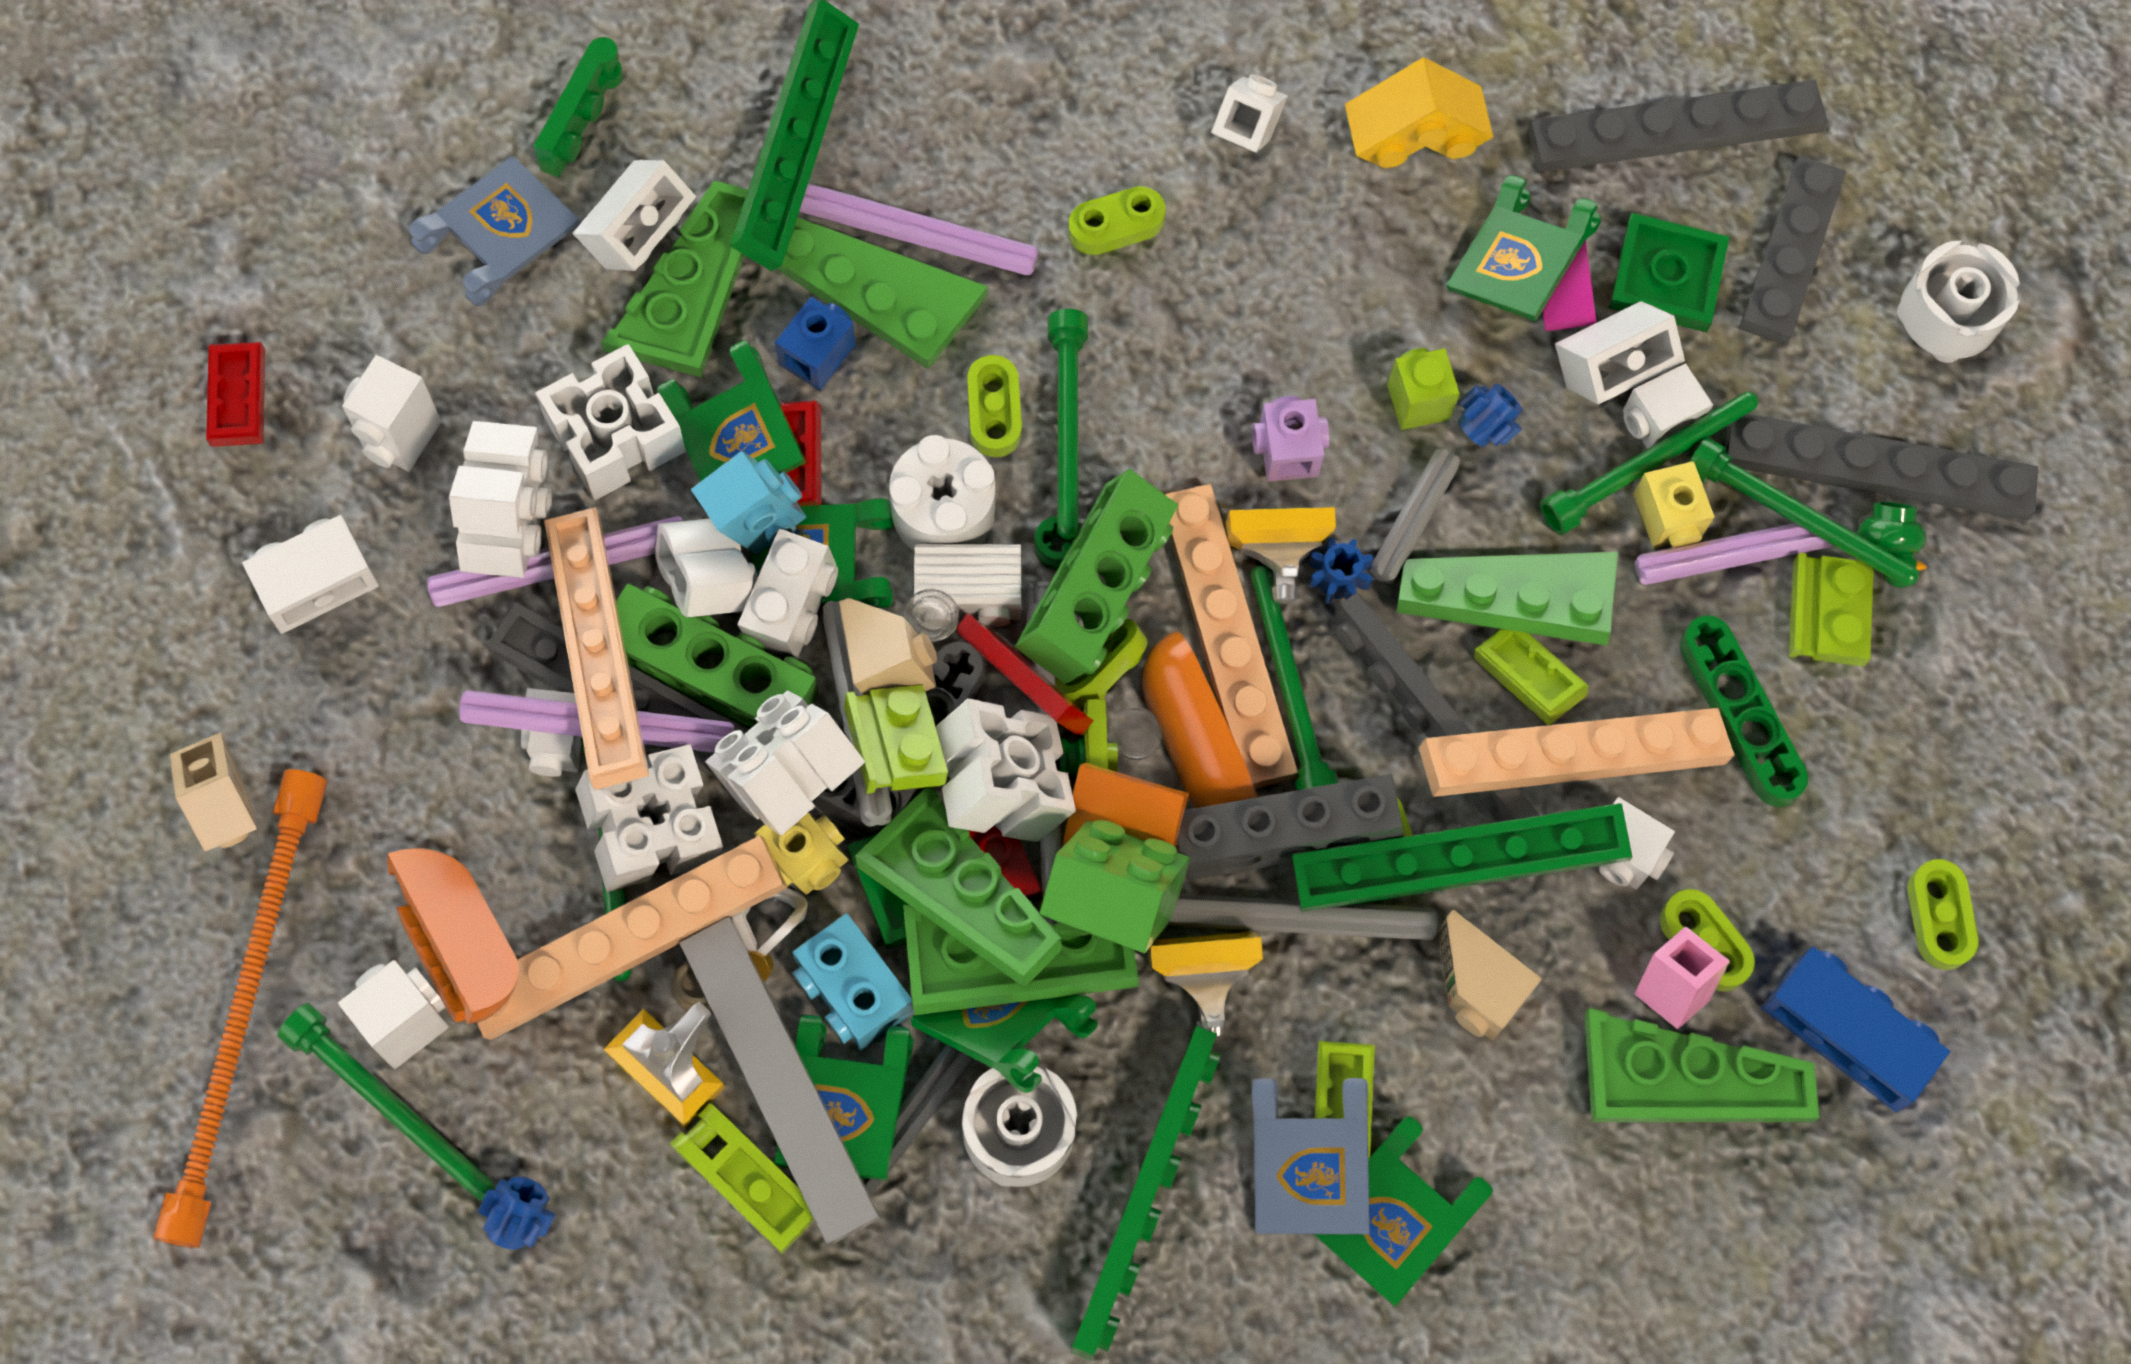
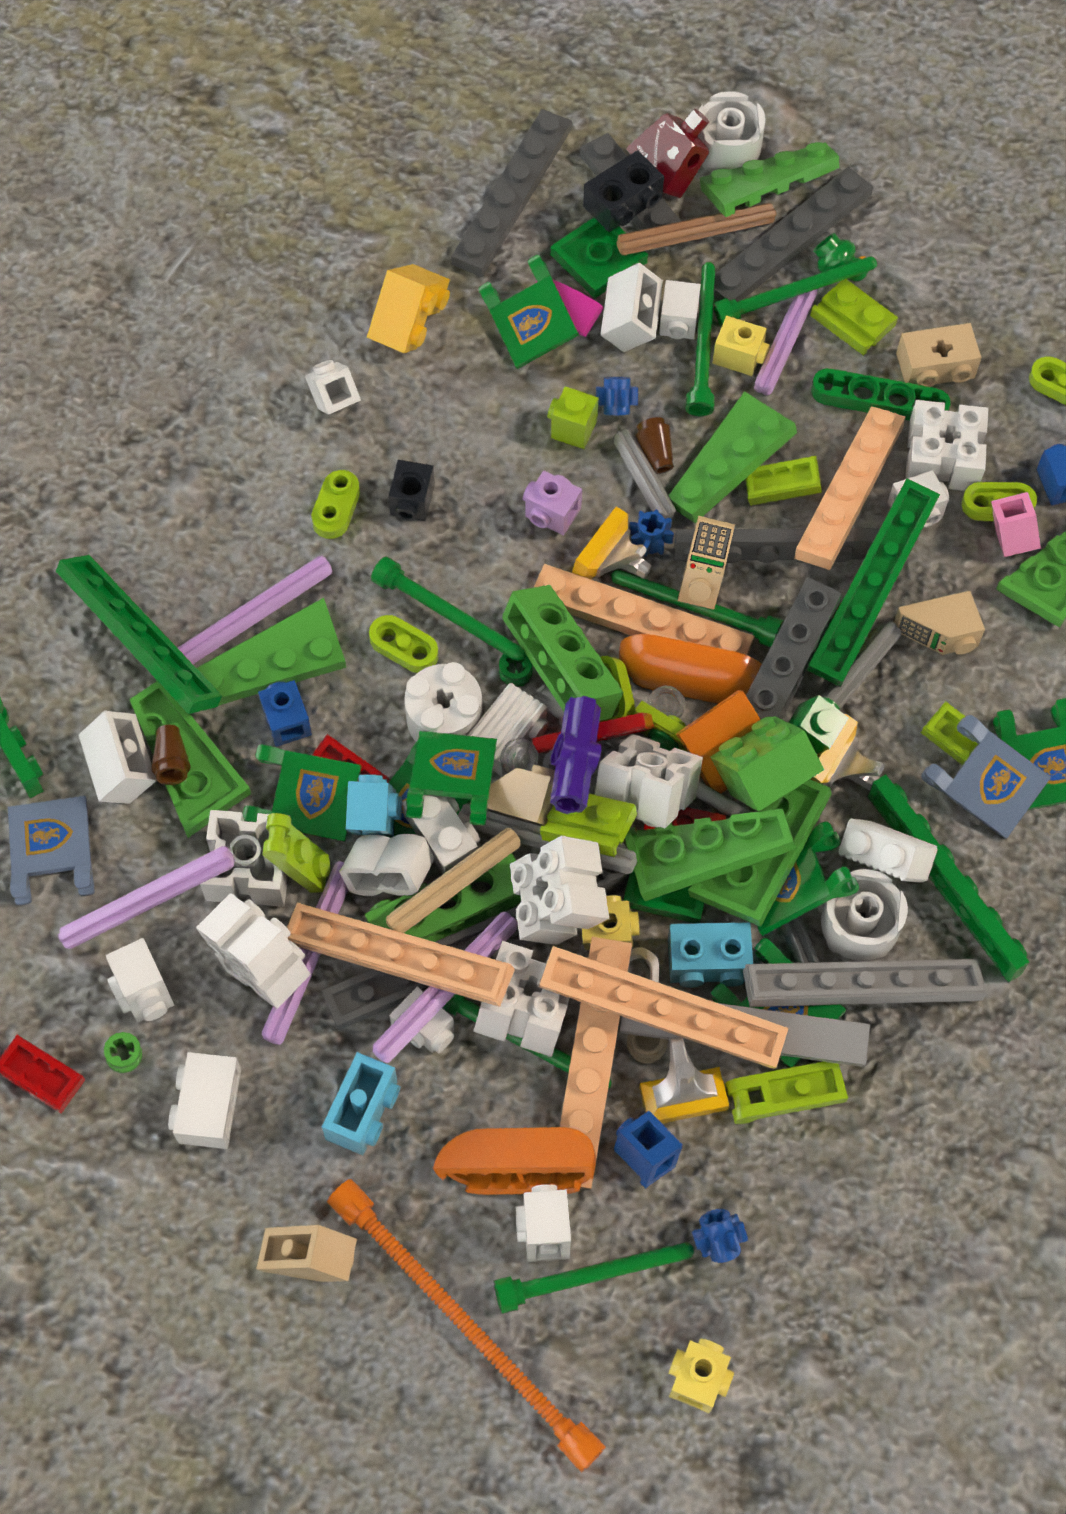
camera: 50 degrees left, 5 degrees down
(312, 442) = (115, 1062): none -> bright green bush
(317, 1293) = (698, 1390): none -> light yellow brick
(407, 730) = (360, 1104): none -> medium azure brick
(489, 354) = (146, 897): none -> lavender axle
(561, 1087) = (647, 1147): none -> blue brick
(640, 463) = (295, 854): none -> lime plate
(669, 262) = (170, 758): none -> reddish brown cone
(723, 969) = (663, 1007): none -> light nougat plate
(726, 646) = (453, 881): none -> tan axle
(857, 552) = (452, 768): none -> green flag
(936, 1180) = (863, 982): none -> light grey tile
(958, 666) = (575, 755): none -> dark purple piece
(1116, 1098) = (887, 850): none -> white brick
(1194, 265) = (411, 478): none -> black brick
(1218, 911) = (820, 721): none -> brick
(1336, 654) = (706, 562): none -> tan slope
(1464, 501) = (655, 442): none -> reddish brown cone
(1761, 833) = (947, 443): none -> white brick
(1767, 225) = (623, 191): none -> black brick
(1794, 353) = (695, 229): none -> medium nougat axle
(1871, 254) = (674, 149): none -> torso
(1880, 743) = (939, 355): none -> tan brick
(1941, 384) = (757, 177): none -> bright green wing

